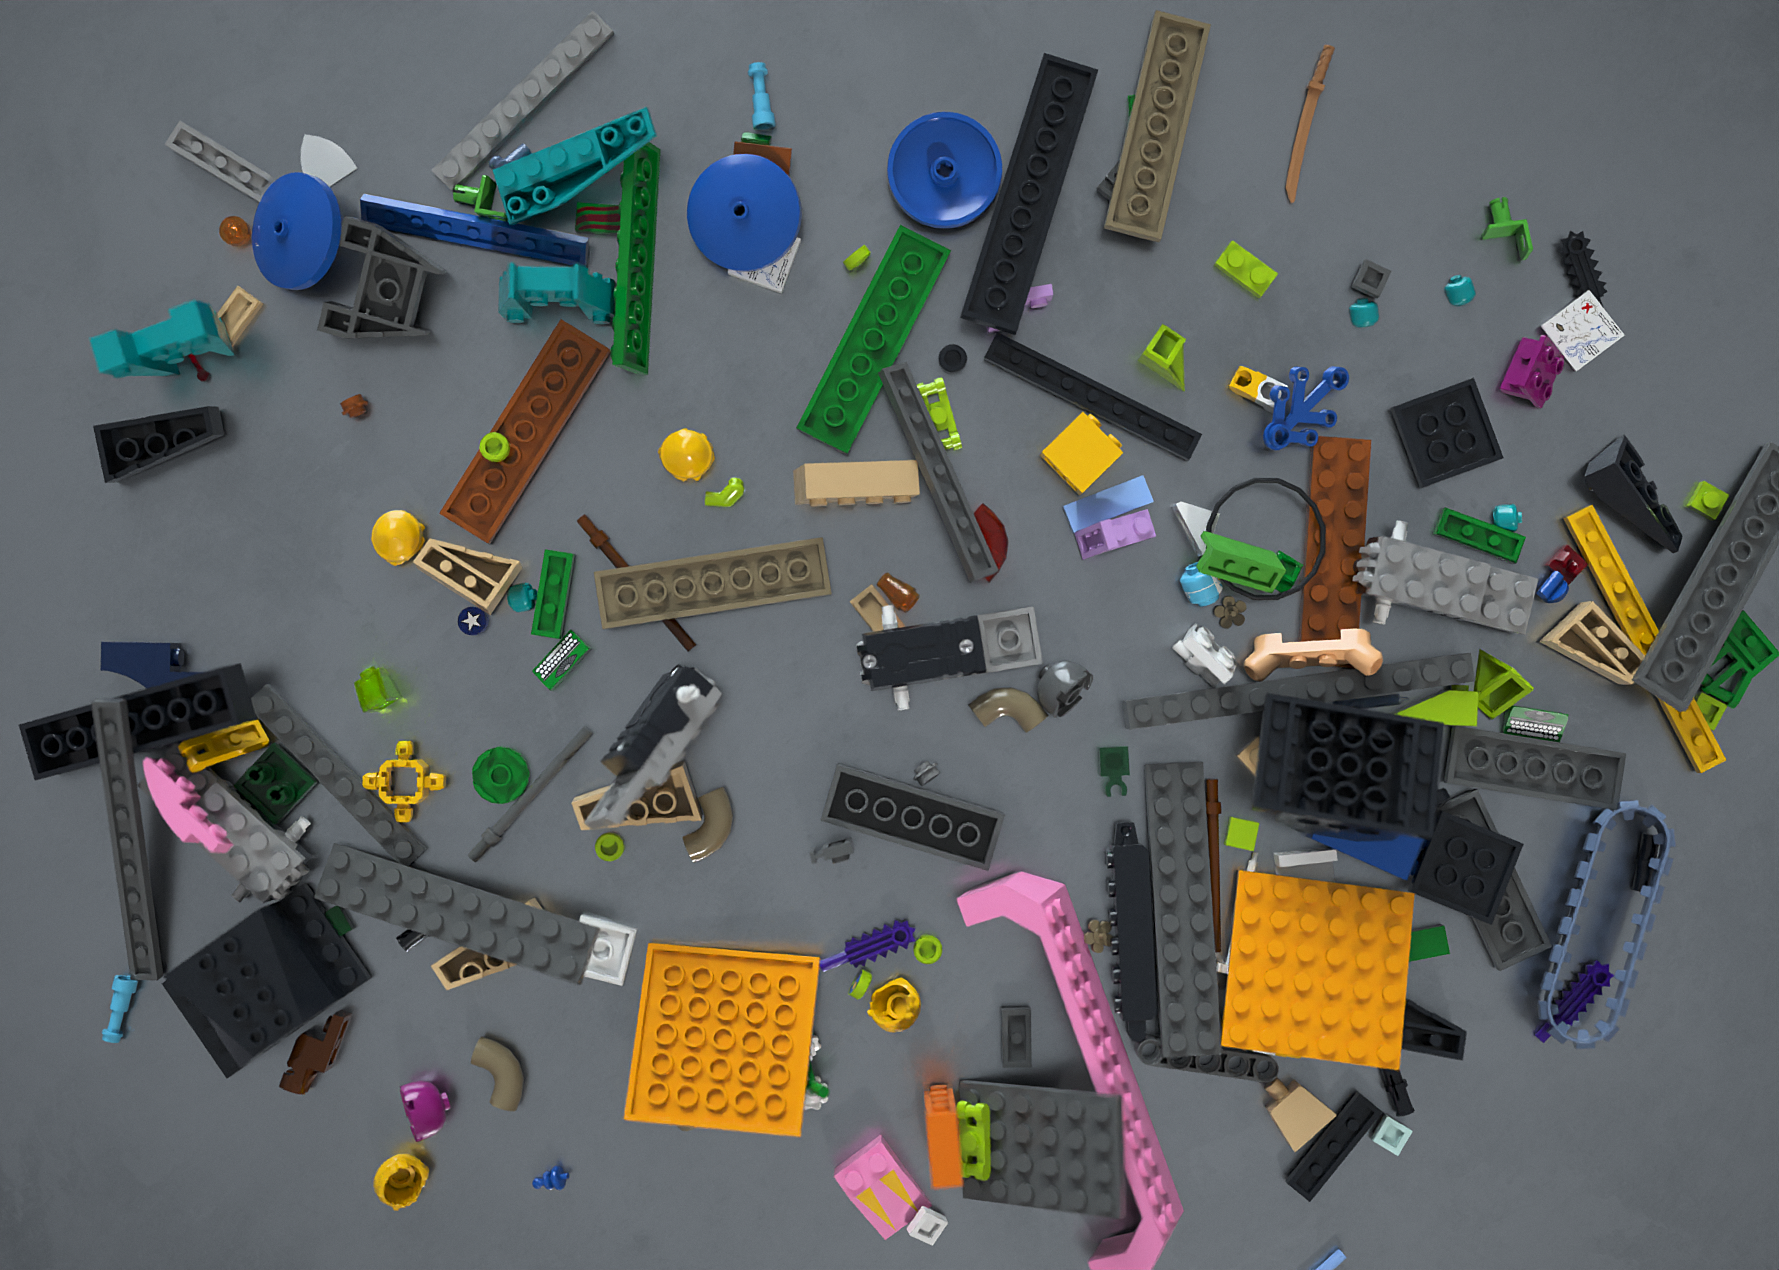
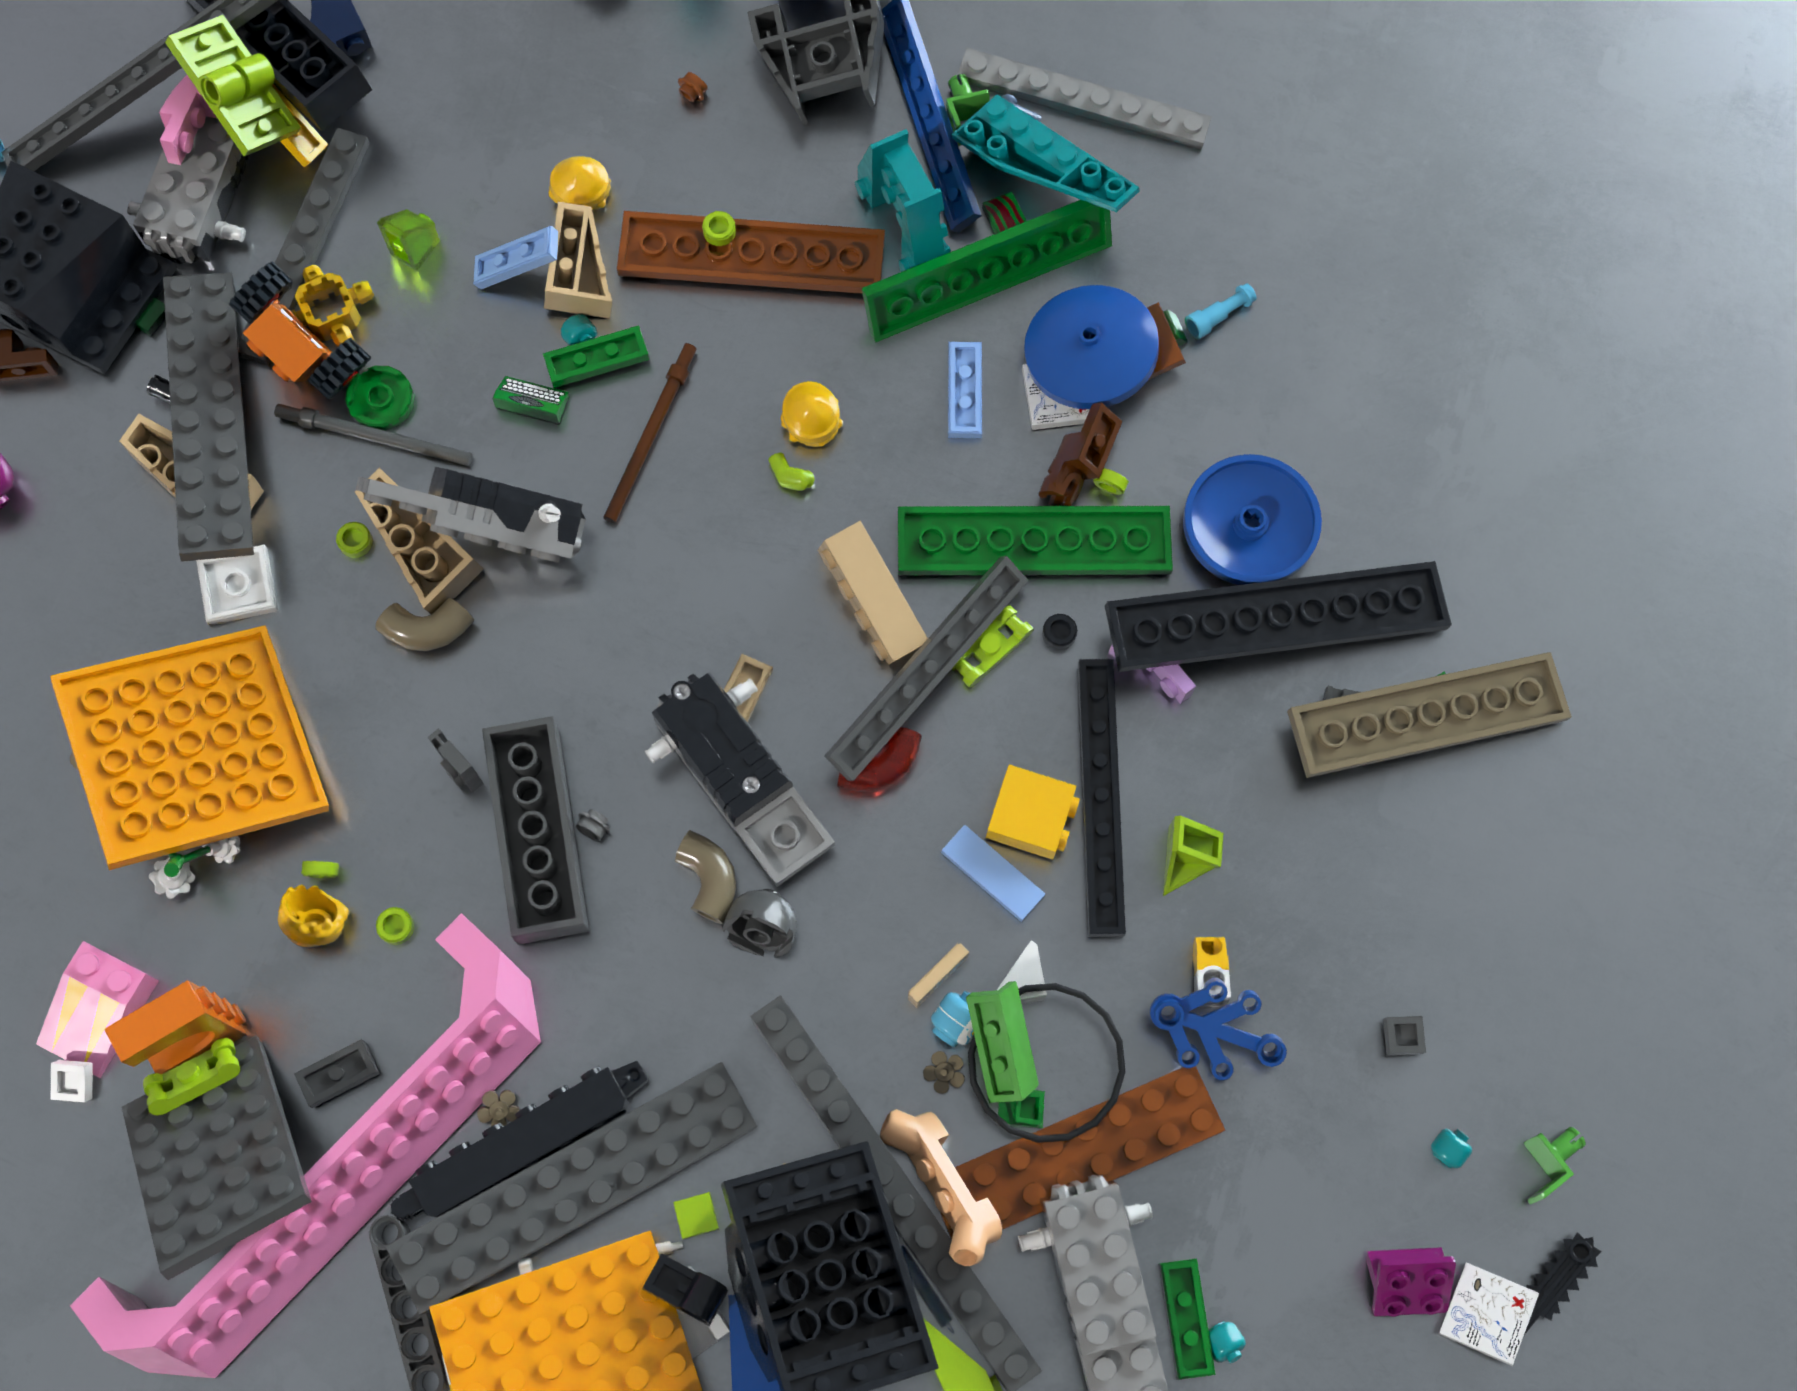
camera: 65 degrees right, 15 degrees down
(186, 771) = (234, 84): none -> lime plate
(275, 783) = (268, 190): dark green plate -> none
(428, 824) = (287, 341): none -> brick
(441, 617) = (516, 257): none -> light blue tile
(472, 621) = (529, 296): clear blue tile -> none
(505, 1071) = (60, 545): dark tan cylinder -> none
(712, 583) = (689, 504): dark tan plate -> none
(723, 326) = (964, 389): none -> light blue tile
(828, 269) = (1081, 456): none -> reddish brown plate
(870, 946) = (367, 859): dark purple piece -> none
(898, 592) = (777, 698): clear orange cone -> none
(1114, 533) = (965, 895): lavender bracket -> none
(1114, 764) = (704, 1026): clear green plate -> none
(1163, 581) = (937, 975): none -> tan tile
(1205, 656) = (881, 1064): white plate -> none
(1213, 809) = (708, 1166): reddish brown bar -> none
(1245, 269) = (1334, 892): lime plate -> none
(1297, 866) = (685, 1289): none -> black plate
(1314, 88) = (1573, 865): medium nougat sword -> none
(1364, 312) = (1363, 1050): teal piece -> none
(1447, 433) = (1282, 1215): black plate -> none

